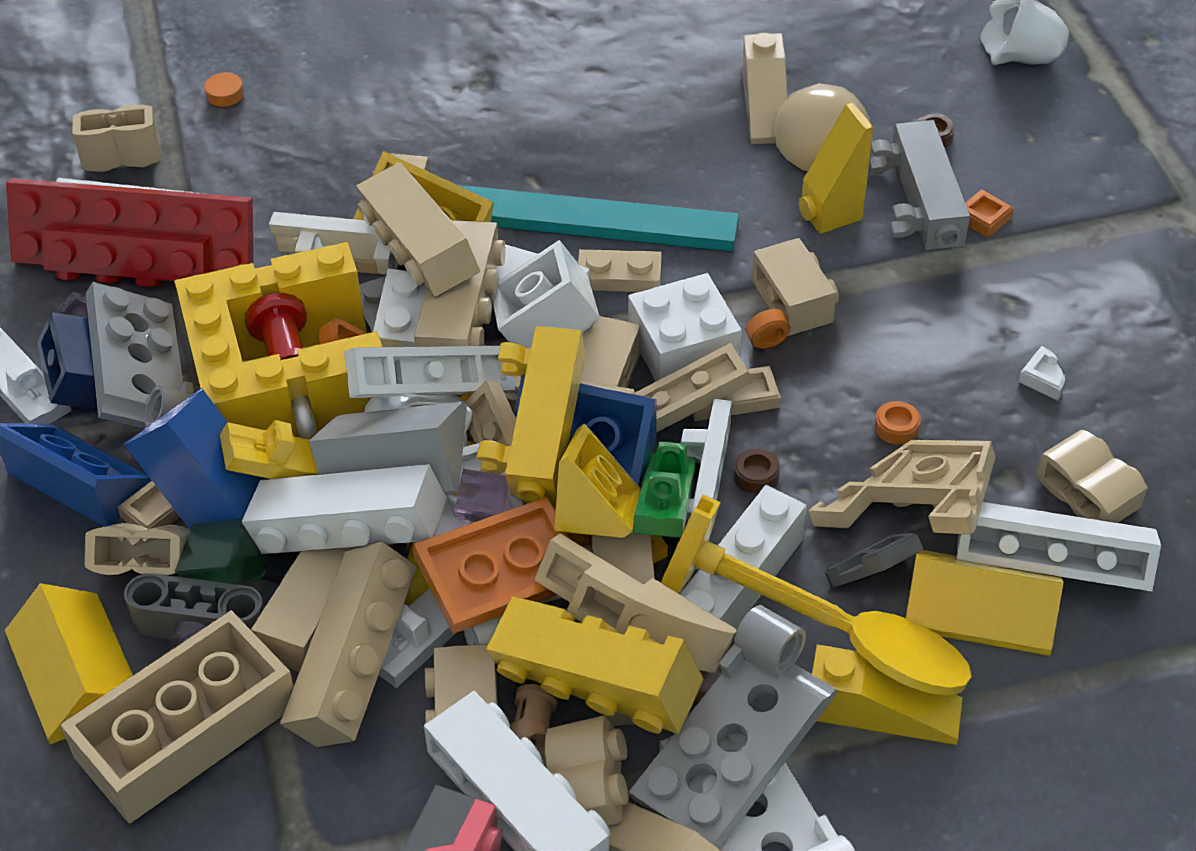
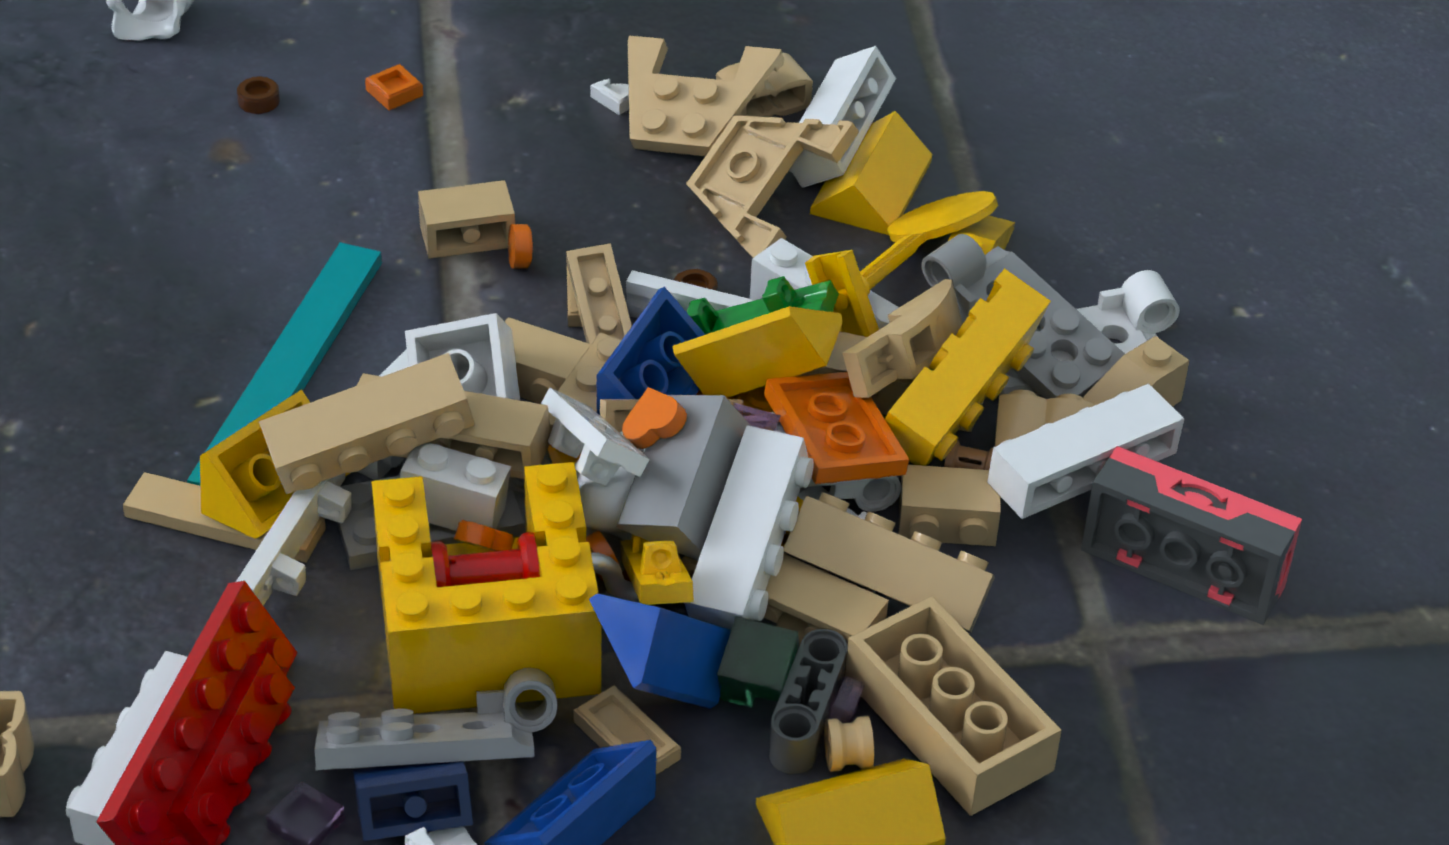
camera: 85 degrees left, 5 degrees down
(133, 547) = (726, 735): tan brick -> none
(144, 643) = (849, 743): none -> tan wheel
(430, 397) = (653, 418): none -> orange tile
(544, 412) = (671, 352): yellow brick -> none
(622, 269) = (385, 339): tan plate -> none
(682, 324) = (513, 285): white brick -> none
(763, 83) = (140, 188): tan slope -> none
(807, 120) = (237, 156): tan cylinder -> none
(838, 176) = (345, 138): yellow slope -> none
(874, 559) = (824, 221): dark grey tile -> none
(897, 422) = (656, 192): orange tile -> none
(929, 184) = (350, 107): light grey brick -> none
(1019, 411) = (685, 111): none -> tan wing

